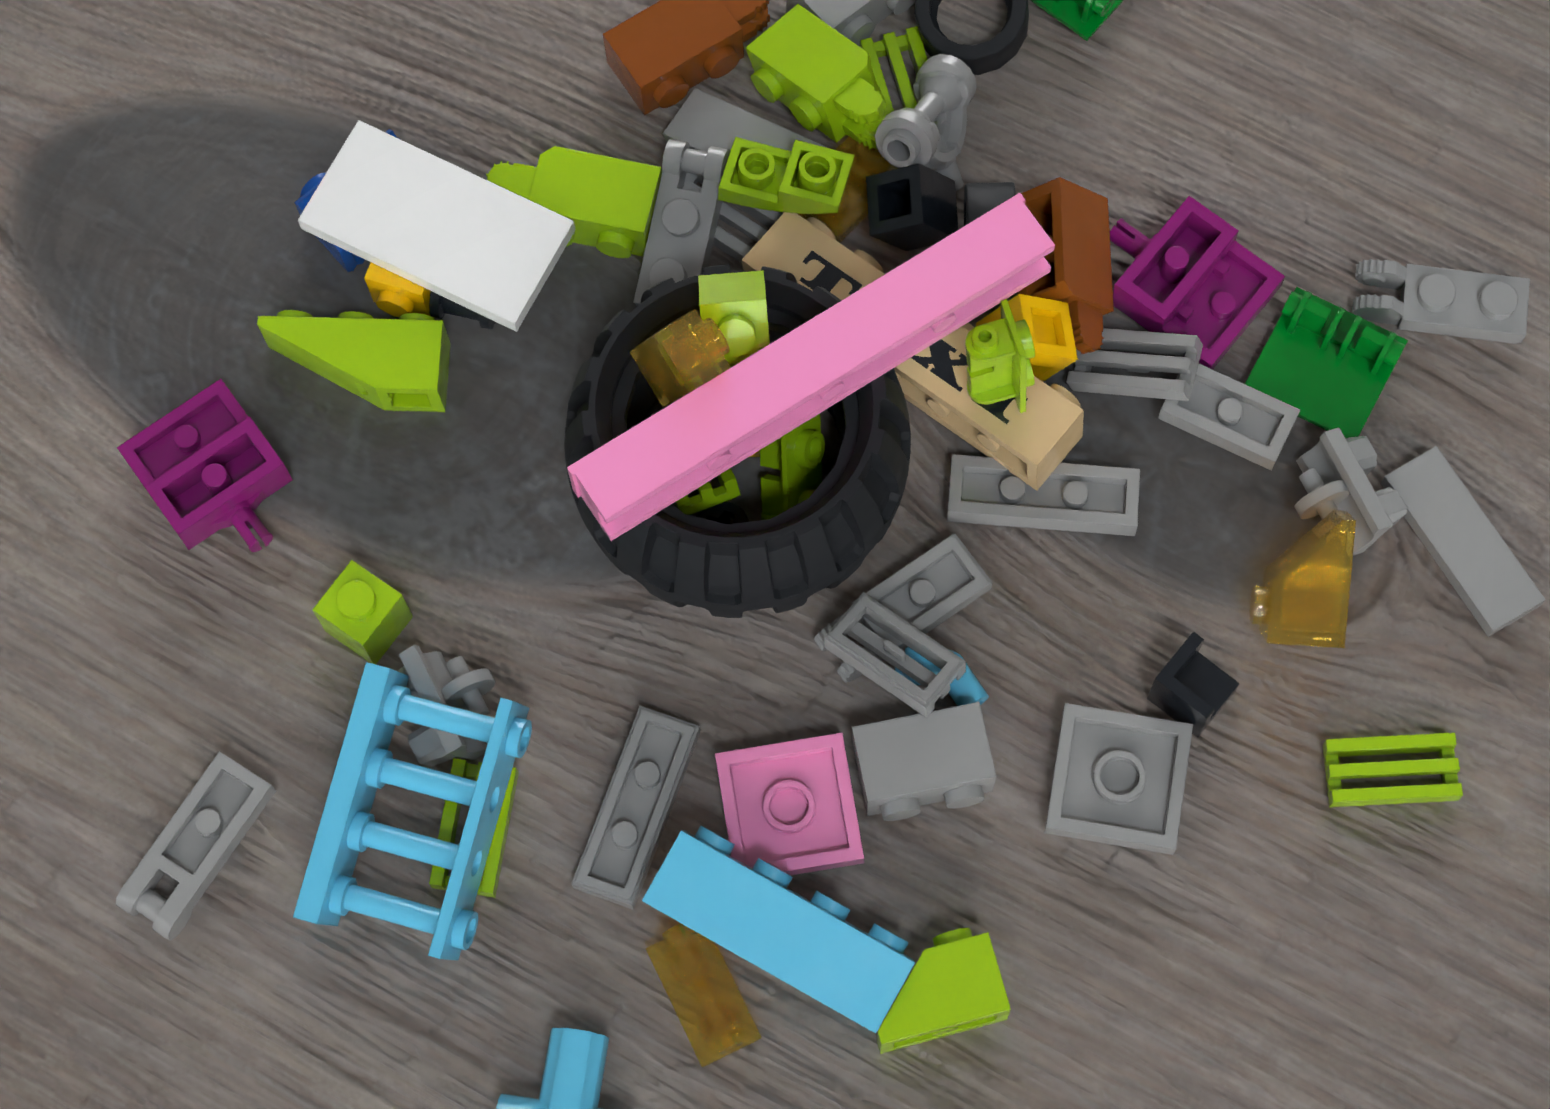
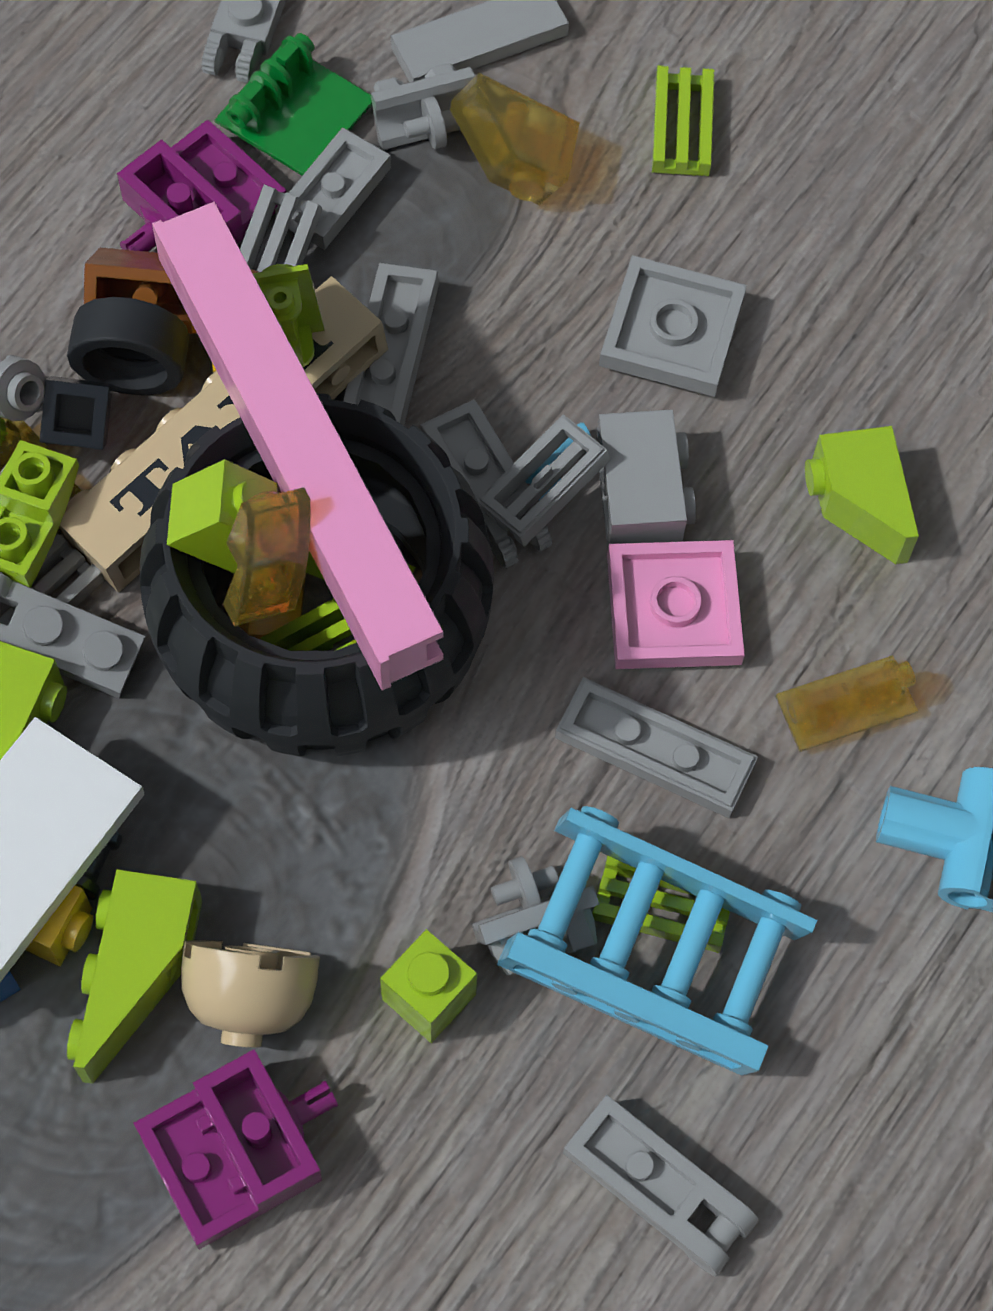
camera: 90 degrees left, 5 degrees down
(350, 452) = (247, 988): none -> tan cylinder
(779, 929) = (800, 616): medium azure brick -> none
(1192, 687) = (593, 256): black panel -> none

